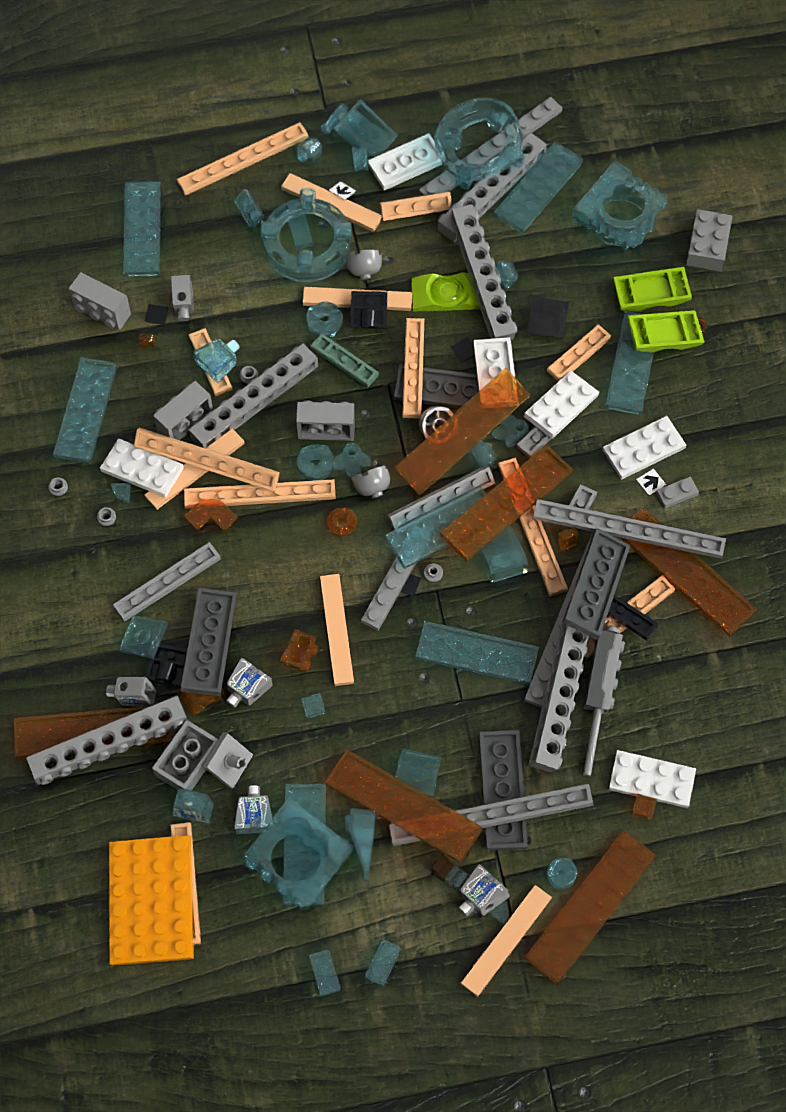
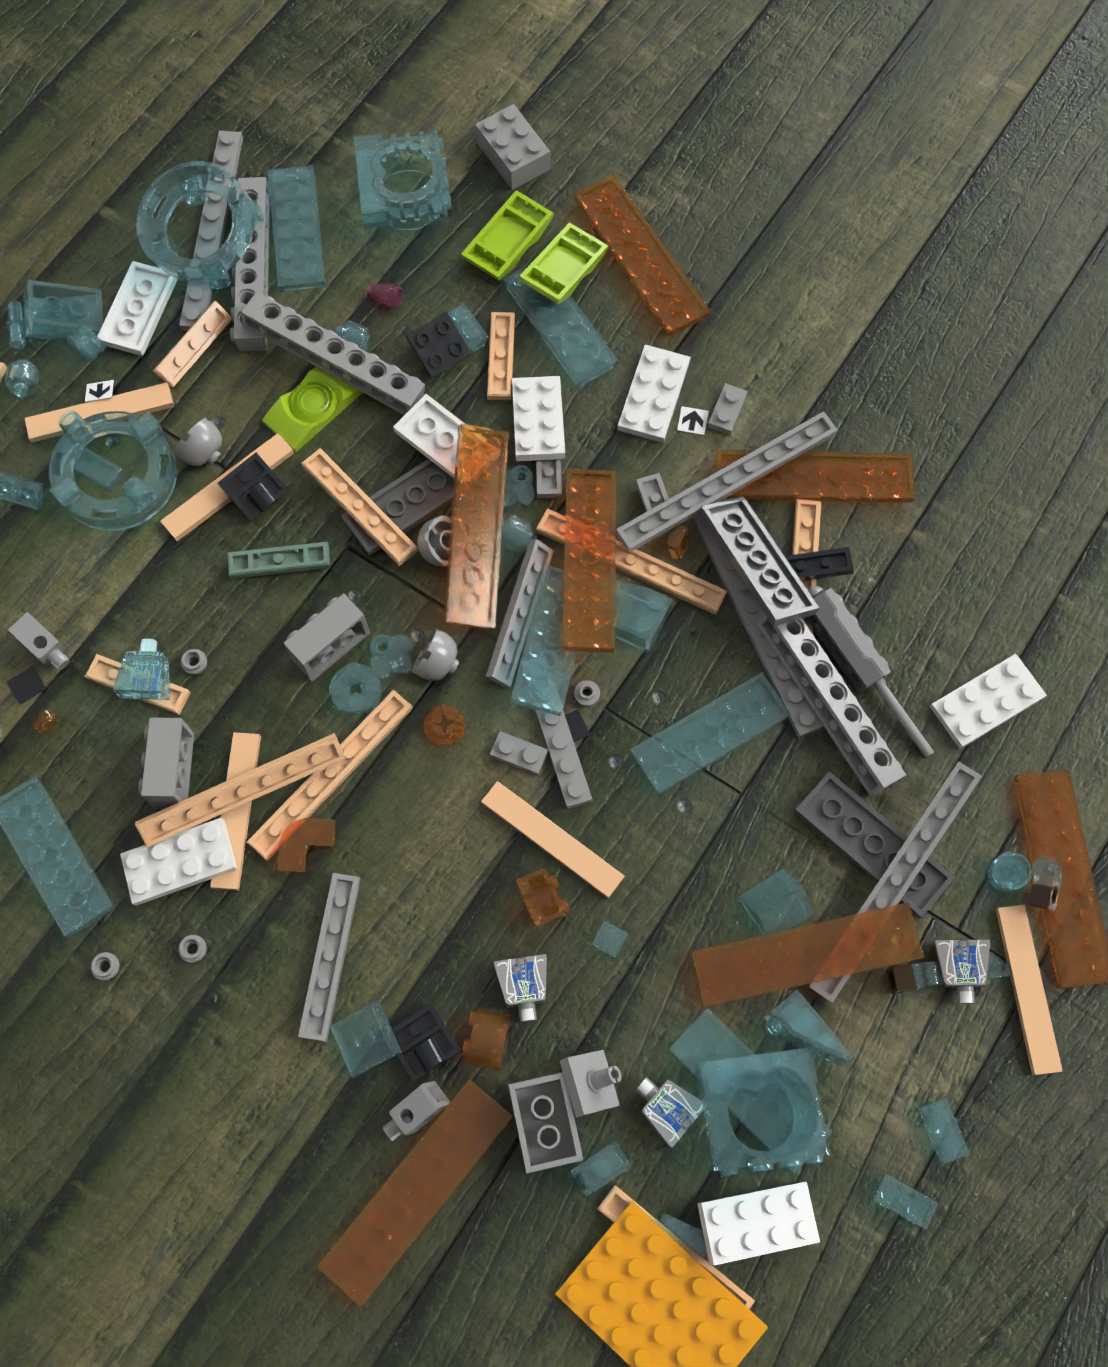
camera: 45 degrees left, 5 degrees up
(96, 738) = (399, 1291): light grey brick -> none
(122, 491) = (181, 906): clear light blue tile -> none
(202, 885) = (687, 1233): none -> clear light blue slope
(209, 642) = (444, 979): dark grey plate -> none
(240, 906) = (758, 1223): none -> white plate
(264, 396) = (230, 593): light grey brick -> none
(334, 317) = (215, 549): clear light blue plate -> none
(365, 571) = (519, 753): none -> light grey plate
(464, 349) = (386, 446): black sticker -> none
(550, 266) = (386, 293): none -> clear pink cone
(571, 894) = (1045, 884): none -> leg
(575, 322) = (469, 327): none -> clear light blue plate
(644, 806) = (1011, 734): clear orange plate -> none
(720, 364) = (642, 255): none -> clear orange plate

